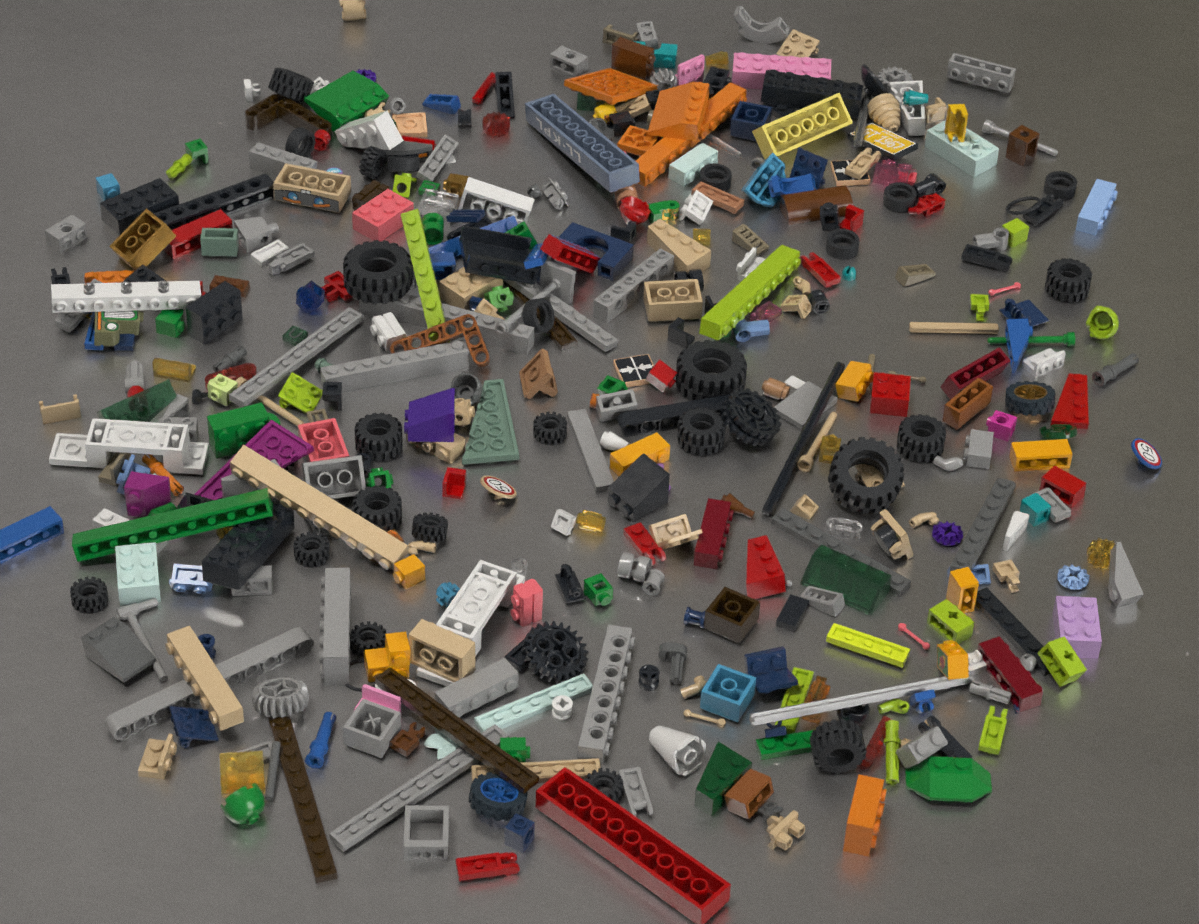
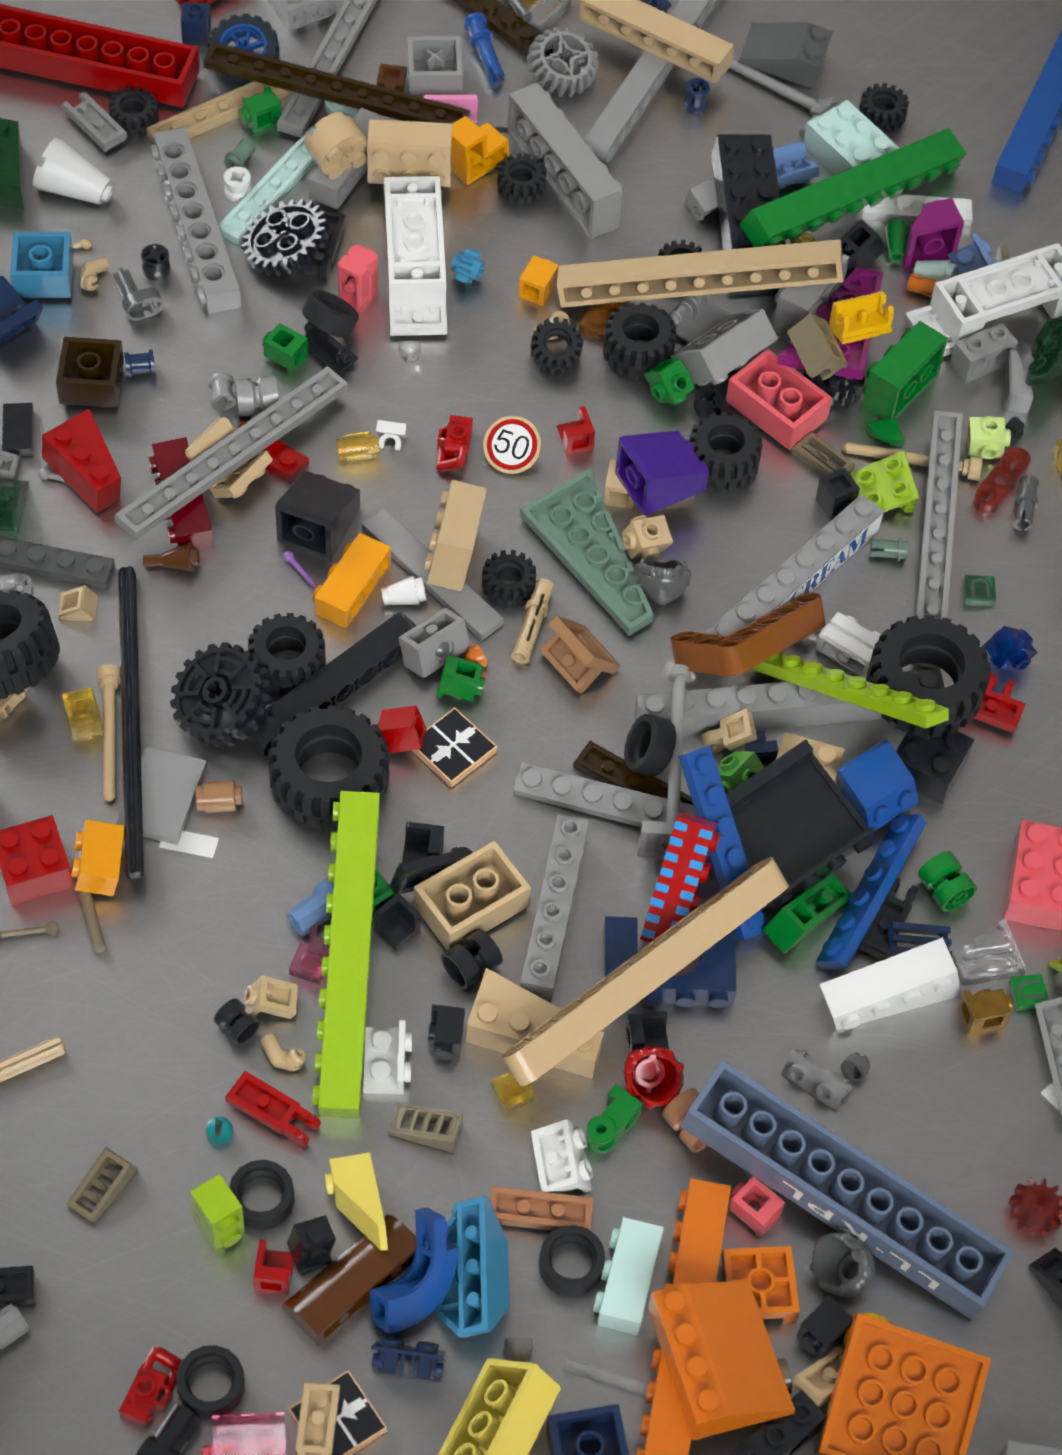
camera: 150 degrees right, 15 degrees up
(231, 448) = (861, 318): none -> yellow hinge
(289, 434) = (817, 347): none -> dark tan hinge
(491, 662) = (337, 144): none -> tan brick
(529, 505) = (454, 443): none -> red piece
(552, 727) = (240, 154): none -> sand green pin
(553, 404) = (536, 610): none -> tan pin
(568, 596) = (330, 313): none -> black tyre
(570, 438) = (456, 535): none -> tan brick
(621, 220) = (644, 972): none -> tan beam
(670, 528) = (230, 453): none -> light grey plate
(687, 311) = (414, 872): none -> black hinge
(718, 264) = (446, 1031): none -> black brick
(798, 225) = (357, 1195): none -> light yellow slope
(868, 234) = (218, 1212): none -> lime brick

